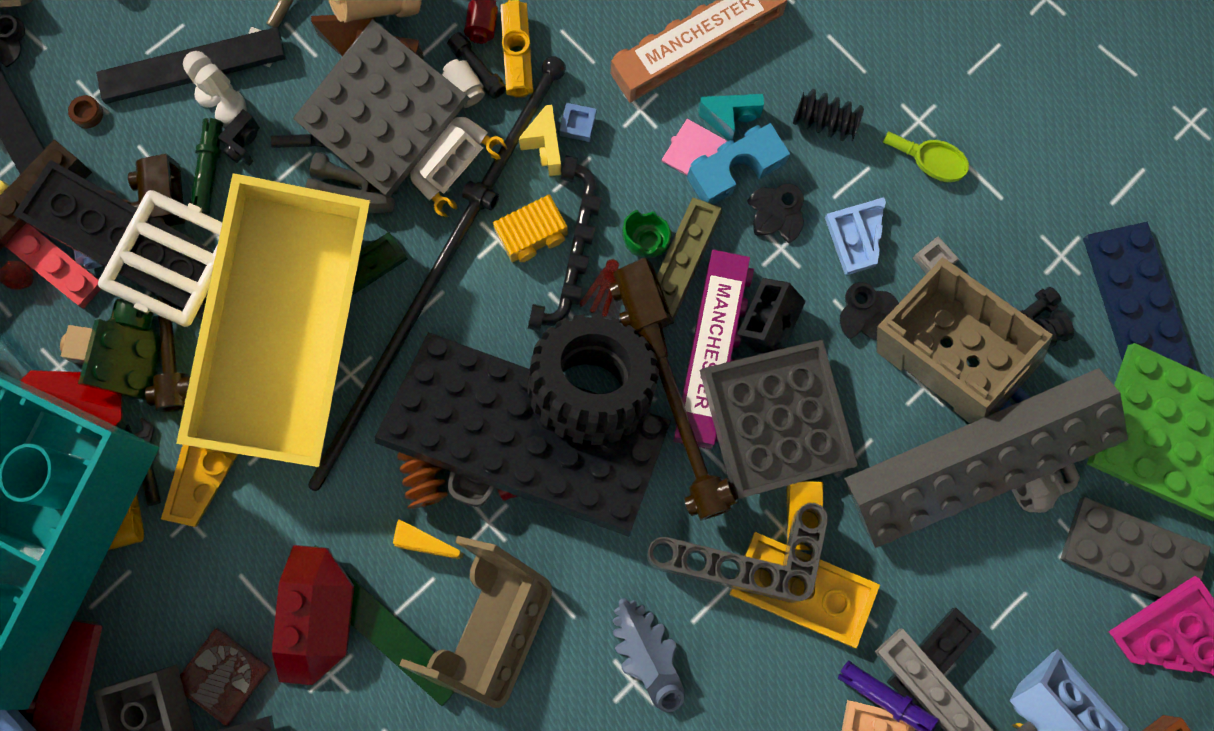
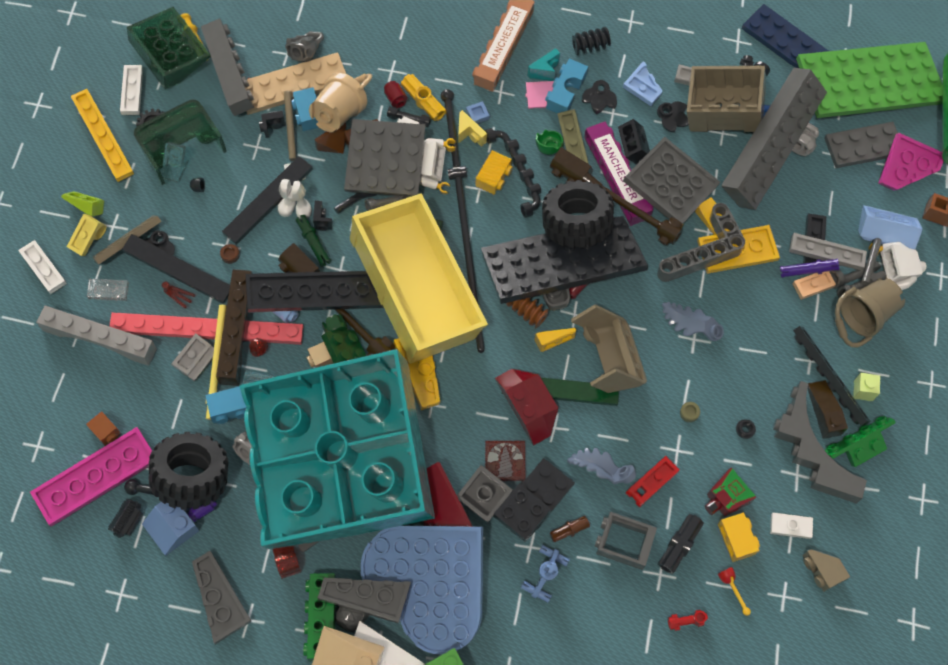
camera: 35 degrees left, 10 degrees down
(124, 255) = (315, 296): white bar -> none
(604, 279) = (545, 173): clear red piece -> none
(933, 157) = (651, 31): lime piece -> none

